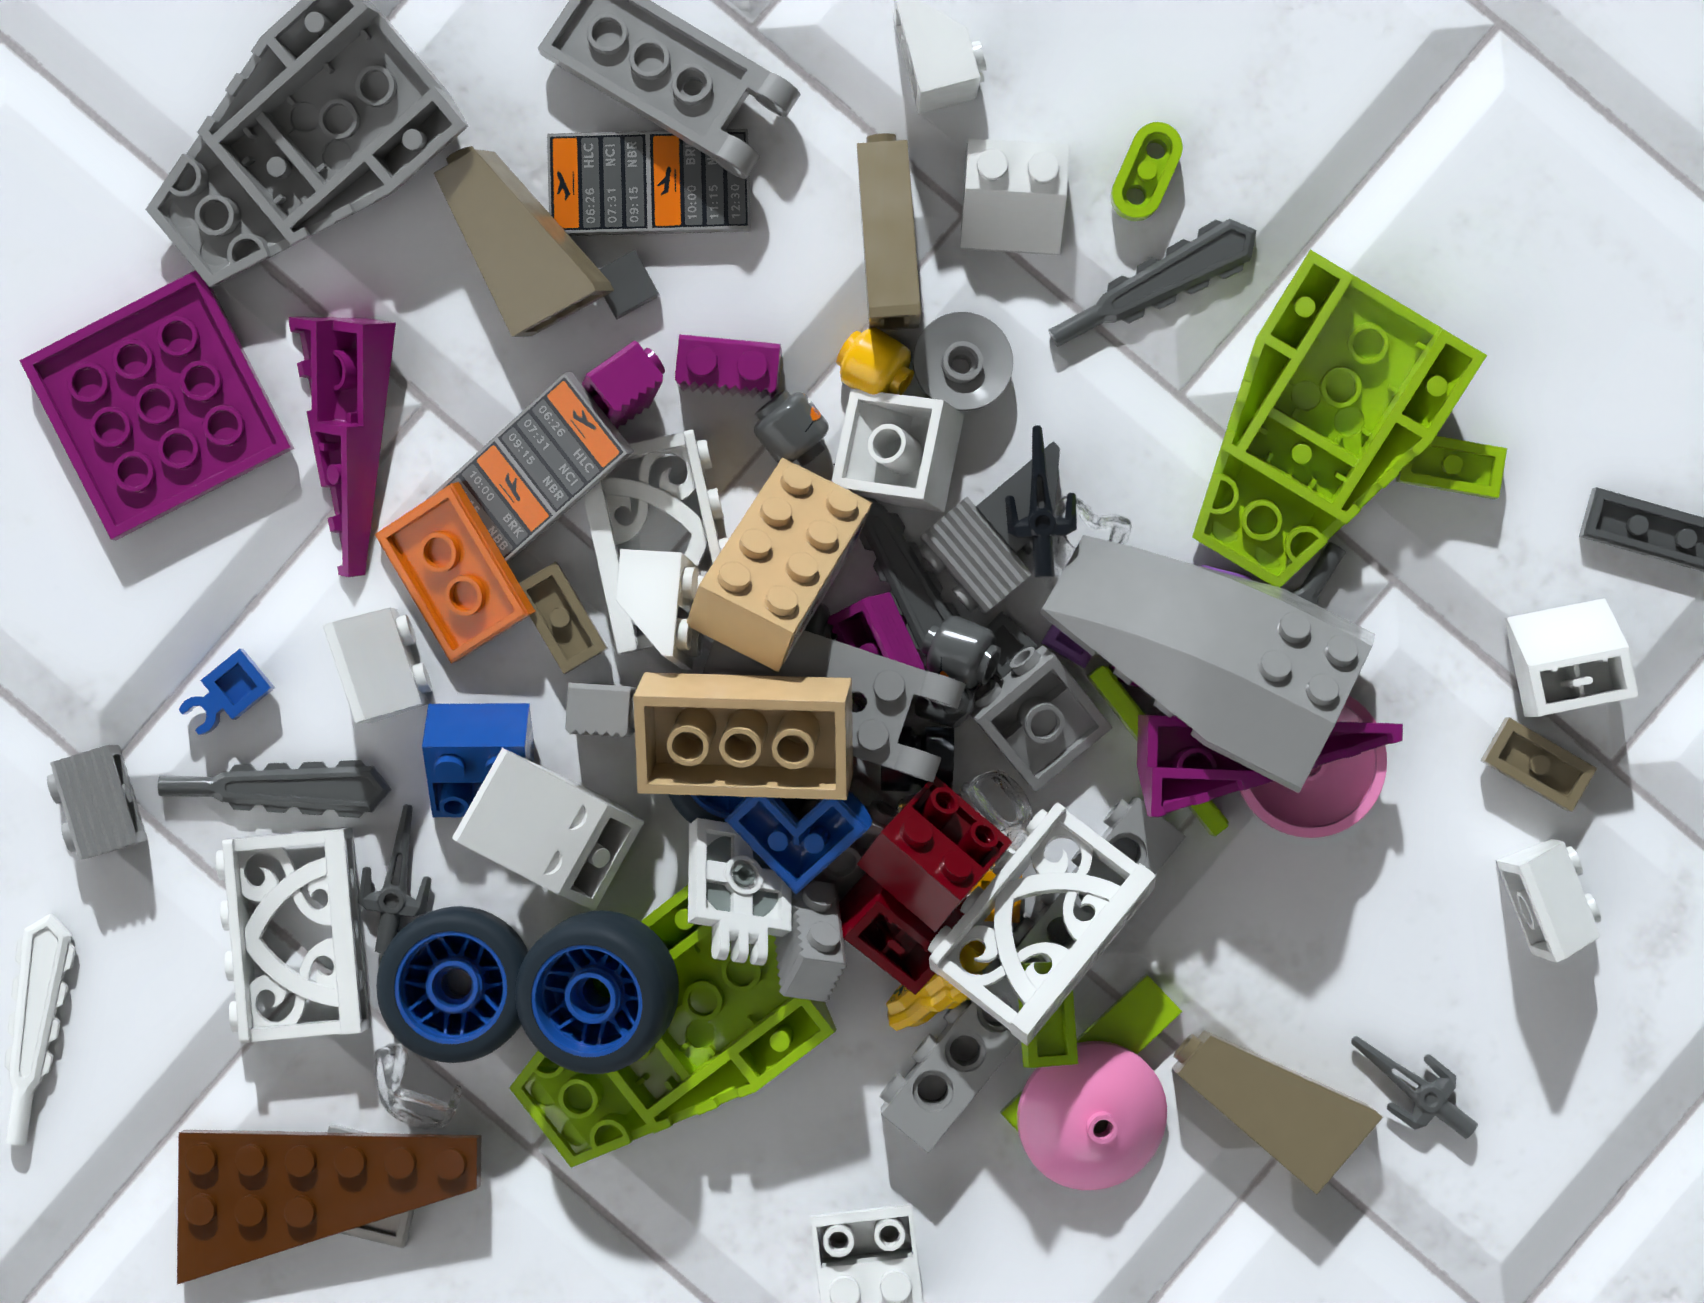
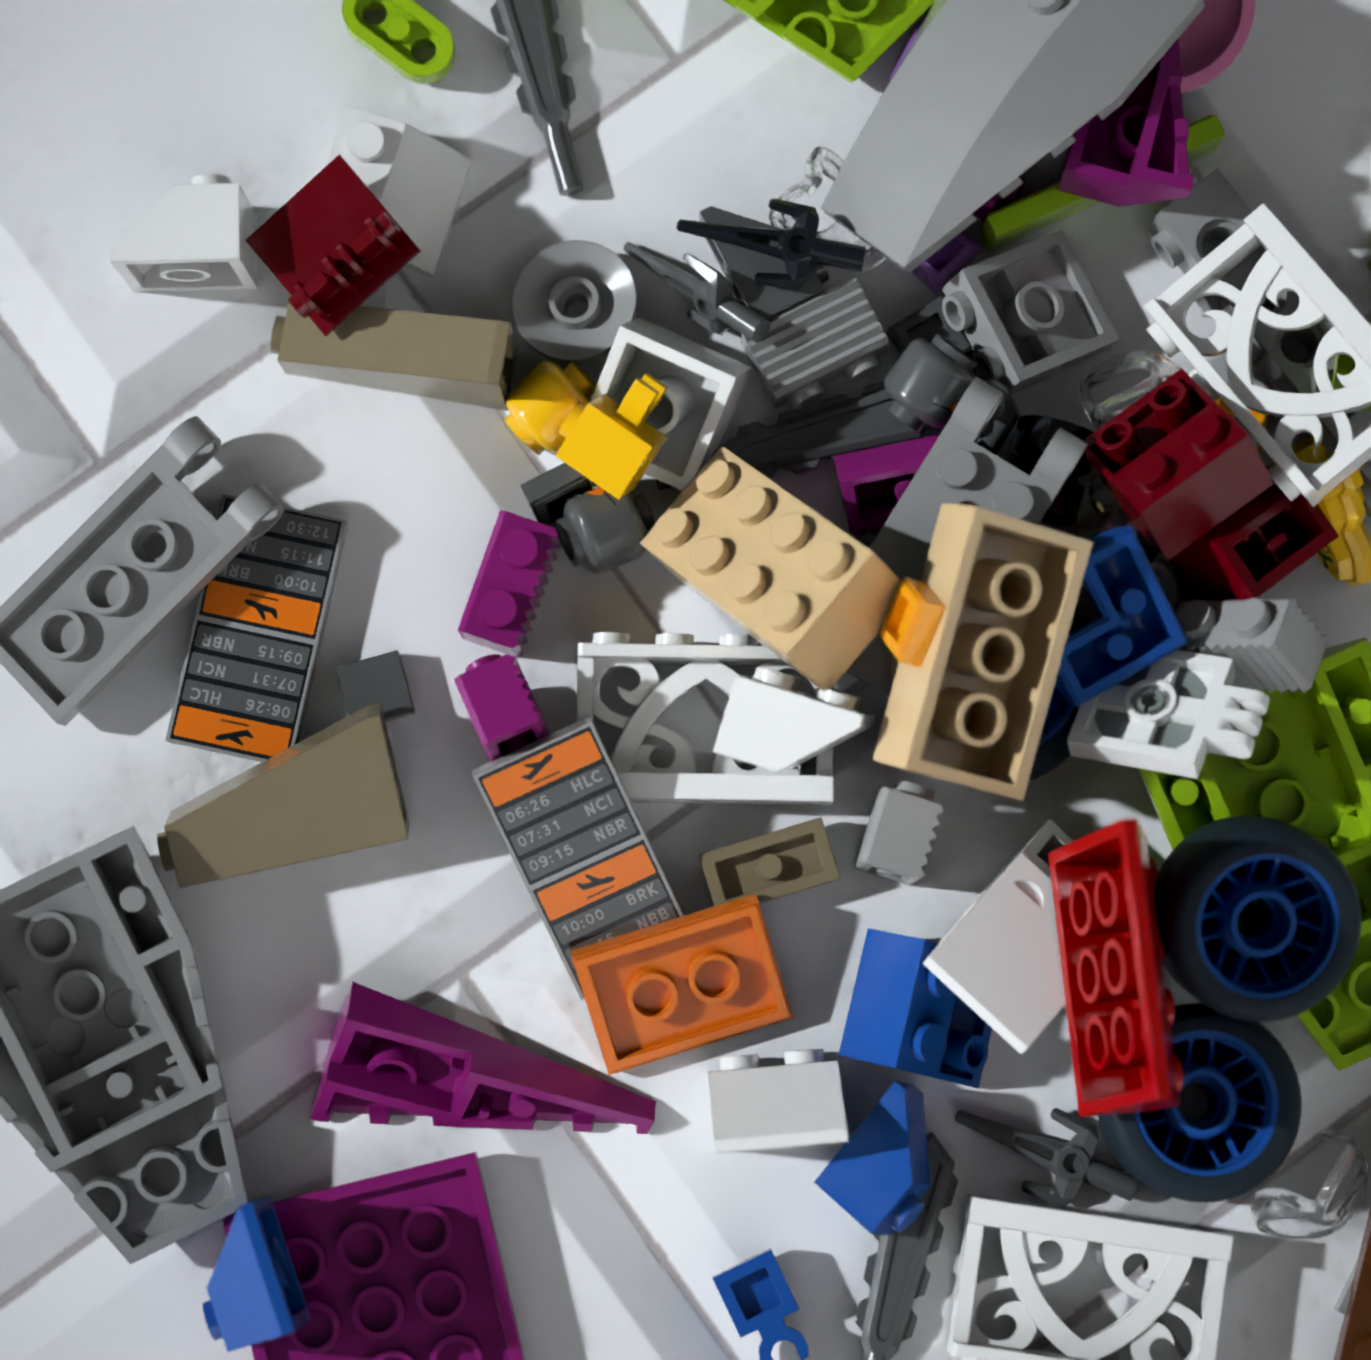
camera: 75 degrees left, 5 degrees down
(150, 306) = (254, 1281): none -> blue slope
(353, 757) = (883, 1164): none -> blue slope
(522, 896) = (1114, 973): none -> red slope
(751, 675) = (912, 621): none -> light orange tile
(807, 379) = (551, 489): none -> dark grey tile
(854, 416) = (612, 440): none -> yellow brick
(951, 162) = (332, 246): none -> dark red hinge
(990, 465) = (711, 298): none -> dark grey piece

